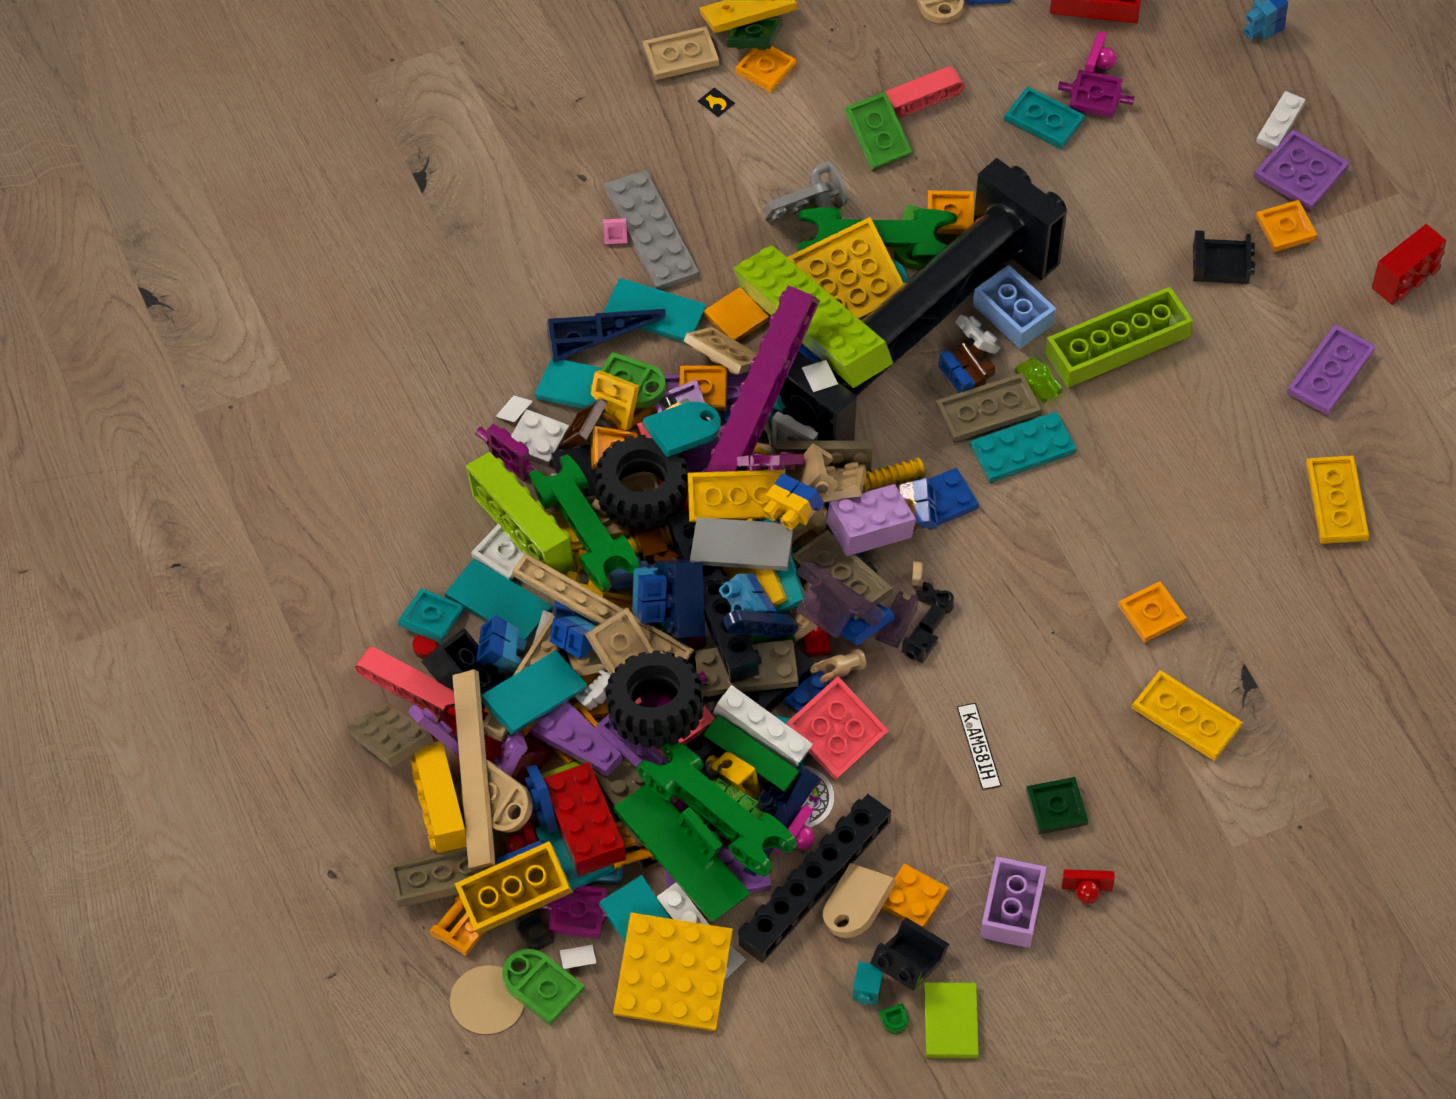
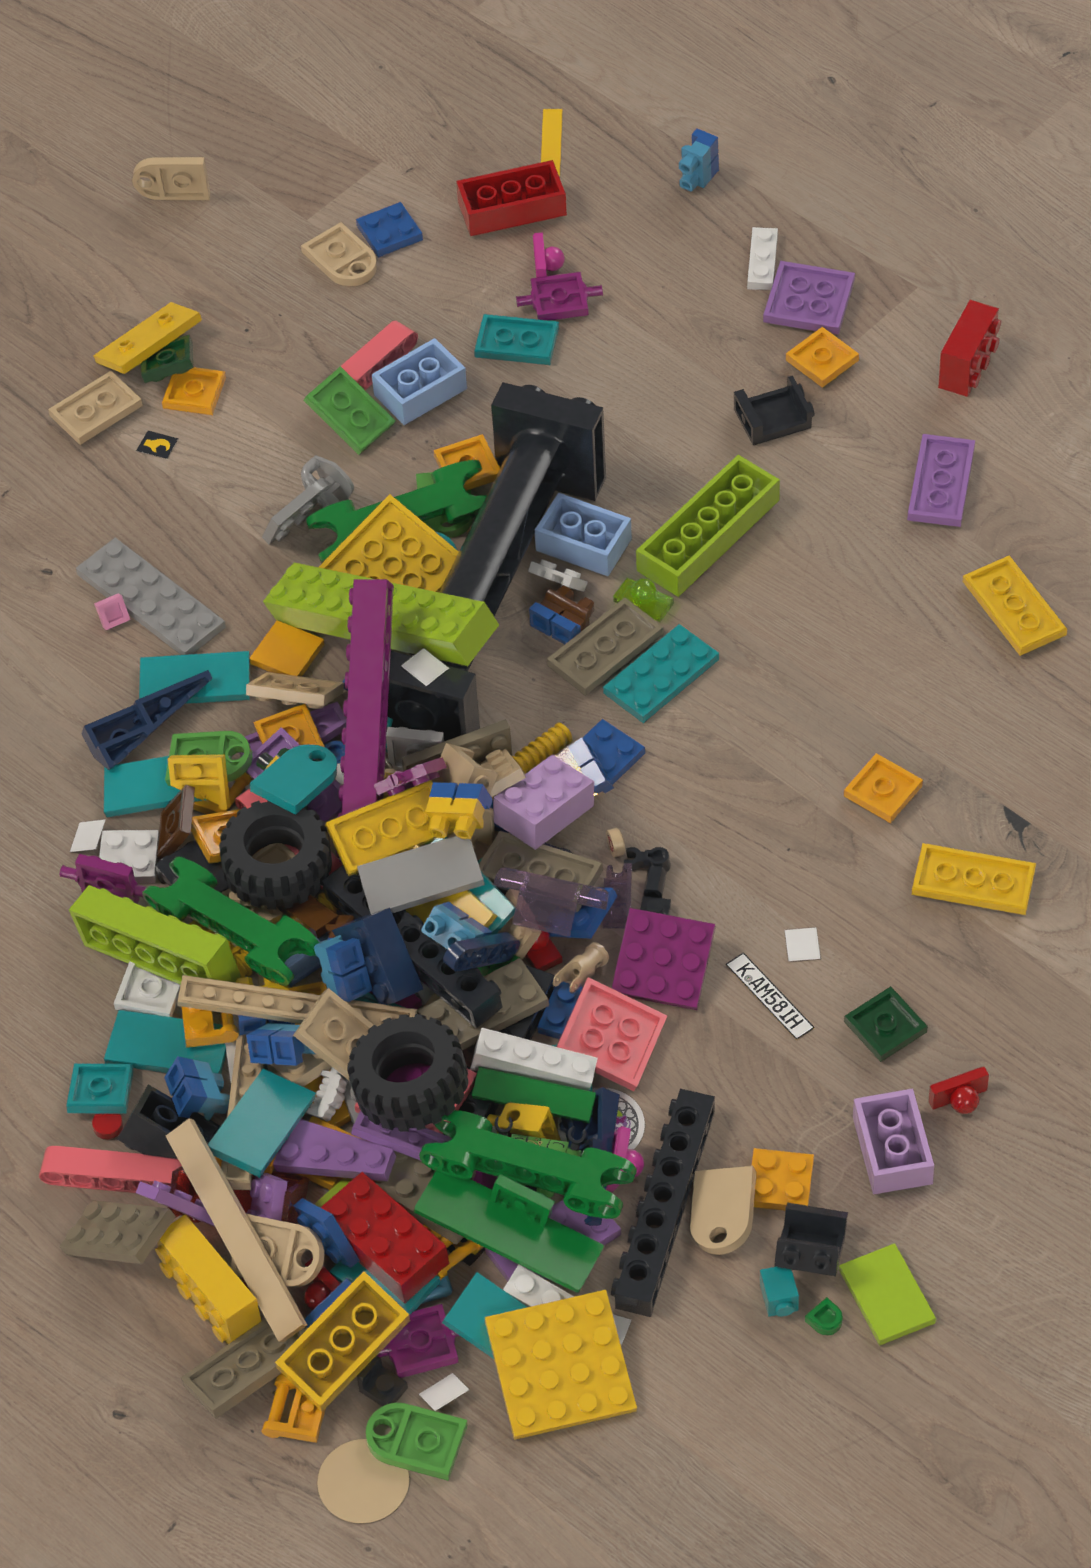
camera: 20 degrees left, 5 degrees down
(526, 599) = (200, 1028): none -> light orange plate
(907, 683) = (663, 958): none -> magenta plate
(945, 126) = (419, 381): none -> light blue brick
(1025, 714) = (802, 944): none -> white sticker

